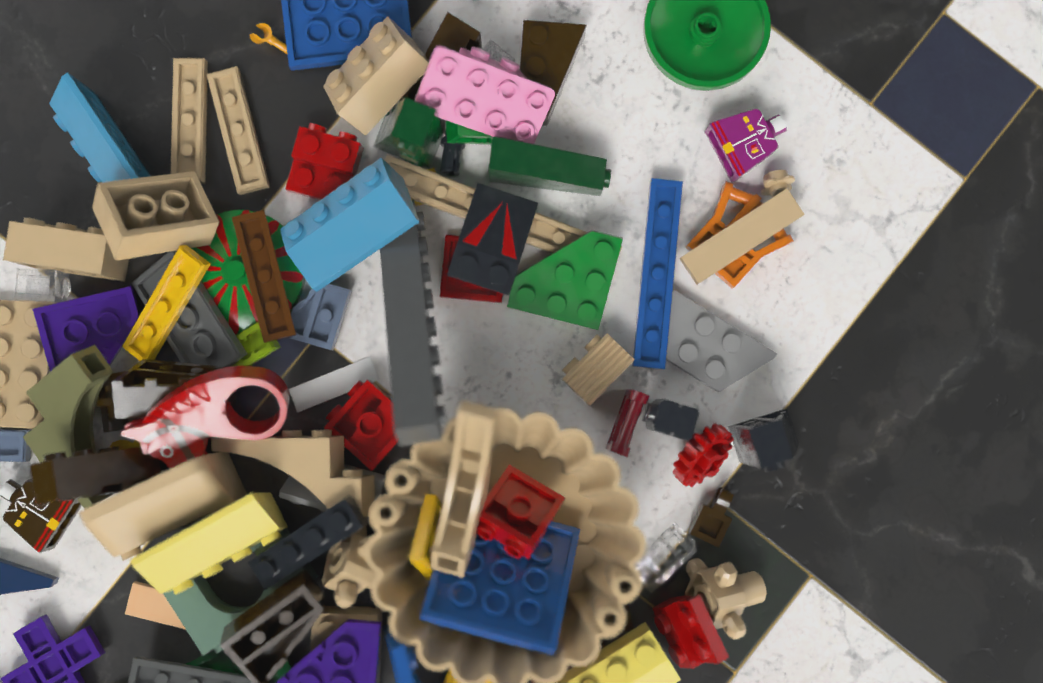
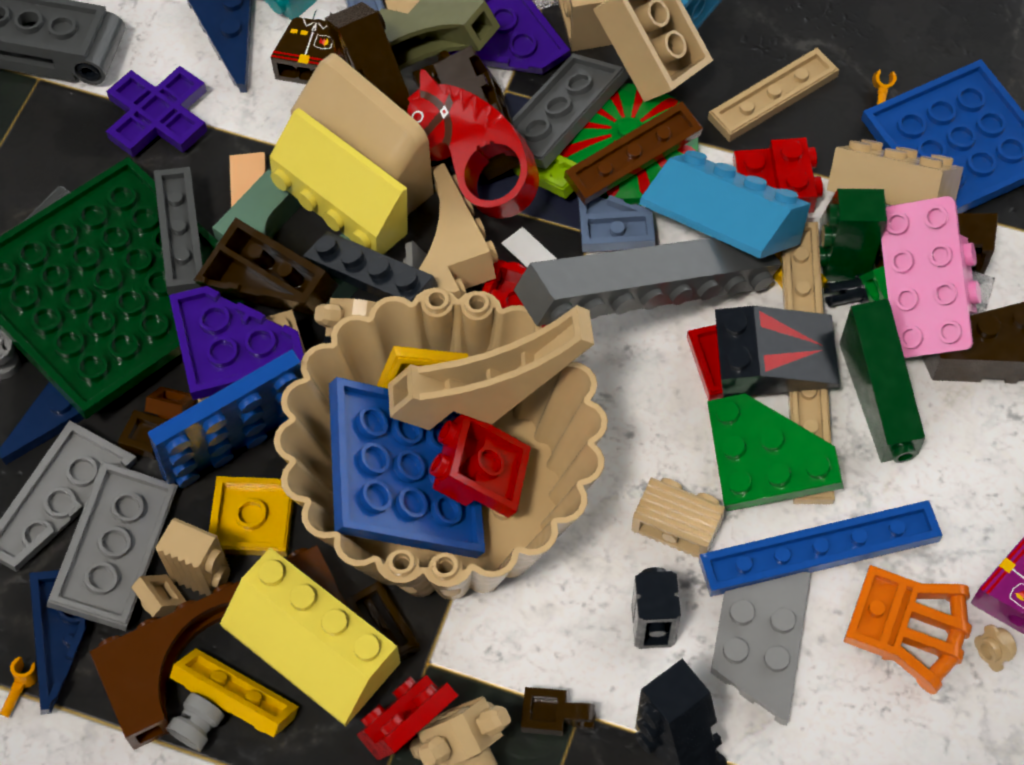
camera: 75 degrees right, 25 degrees down
(166, 304) = (566, 82): yellow tile -> none
(189, 116) = (765, 49): tan tile -> none
(626, 421) = (621, 564): dark red plate -> none
(681, 556) = (507, 684): clear slope -> none
(703, 455) = (624, 658): red gear -> none
(741, 236) = (911, 619): tan tile -> none

